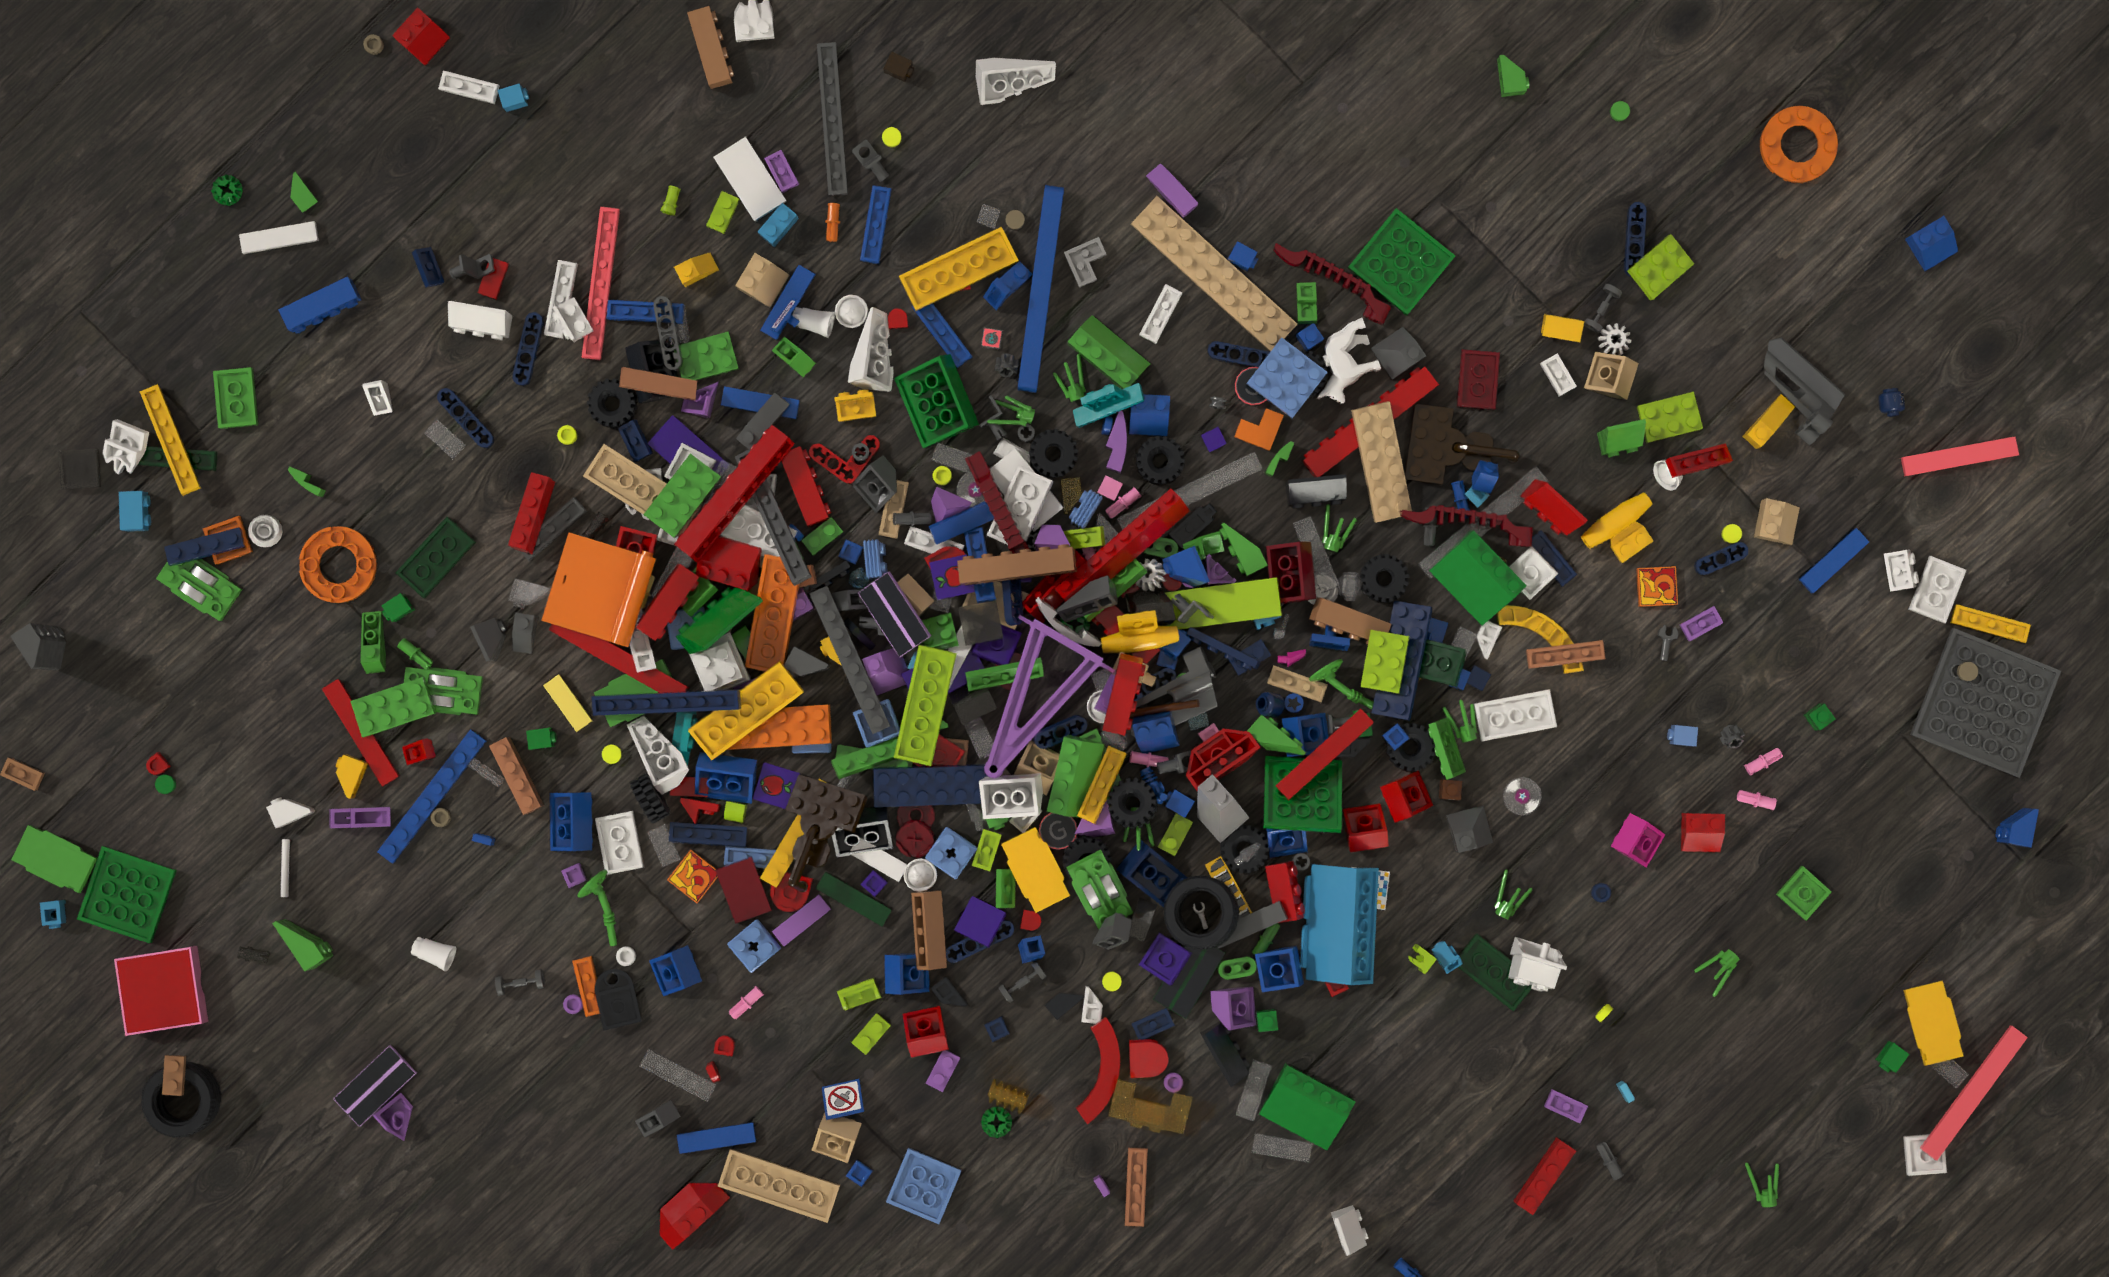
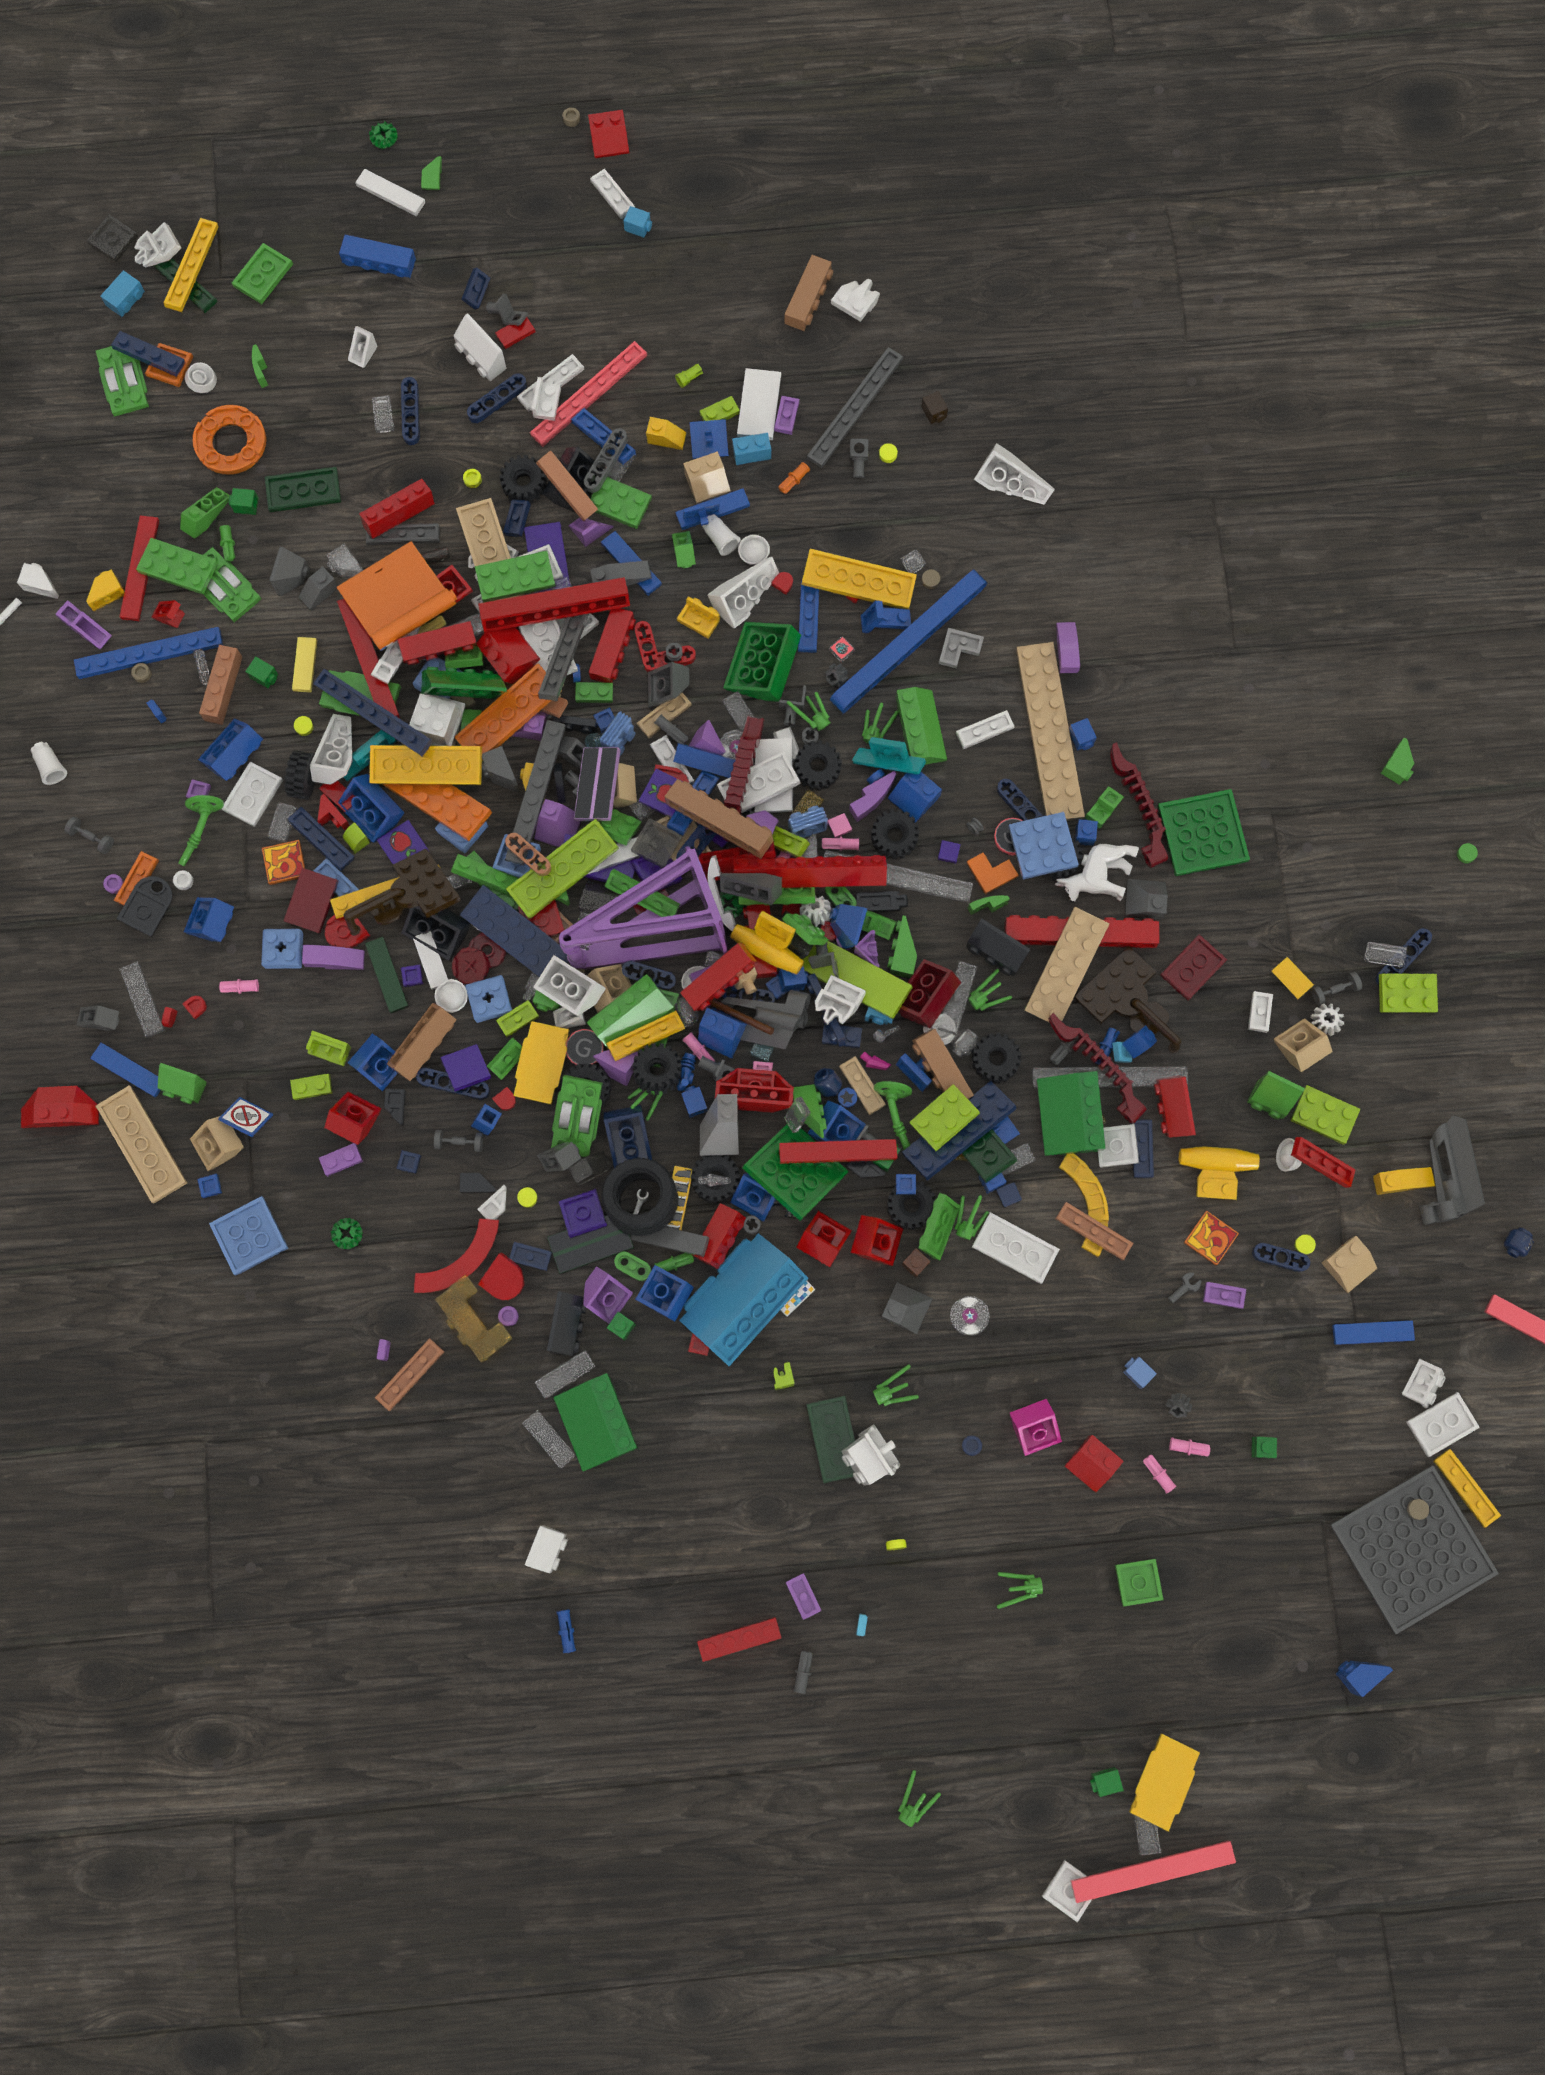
camera: 40 degrees right, 10 degrees down
(734, 243) = (708, 438): none -> blue piece
(769, 1116) = (180, 1084): none -> bright green slope
(875, 224) = (824, 504): blue tile -> none
(884, 723) = (528, 862): none -> nougat beam
(942, 475) = (720, 718): neon yellow tile -> none
(1007, 1096) = (370, 1219): clear yellow piece -> none
(1158, 600) = (805, 929): none -> bright green plate
(1175, 834) = (671, 1124): lime plate -> none
(1229, 635) = (839, 1000): none -> white plate
(1270, 751) = (797, 1114): none -> clear tile
(1446, 957) = (805, 1393): dark azure brick -> none
(1487, 637) = (1042, 1169): white tile -> none
(1619, 249) = (1385, 954): none -> clear tile

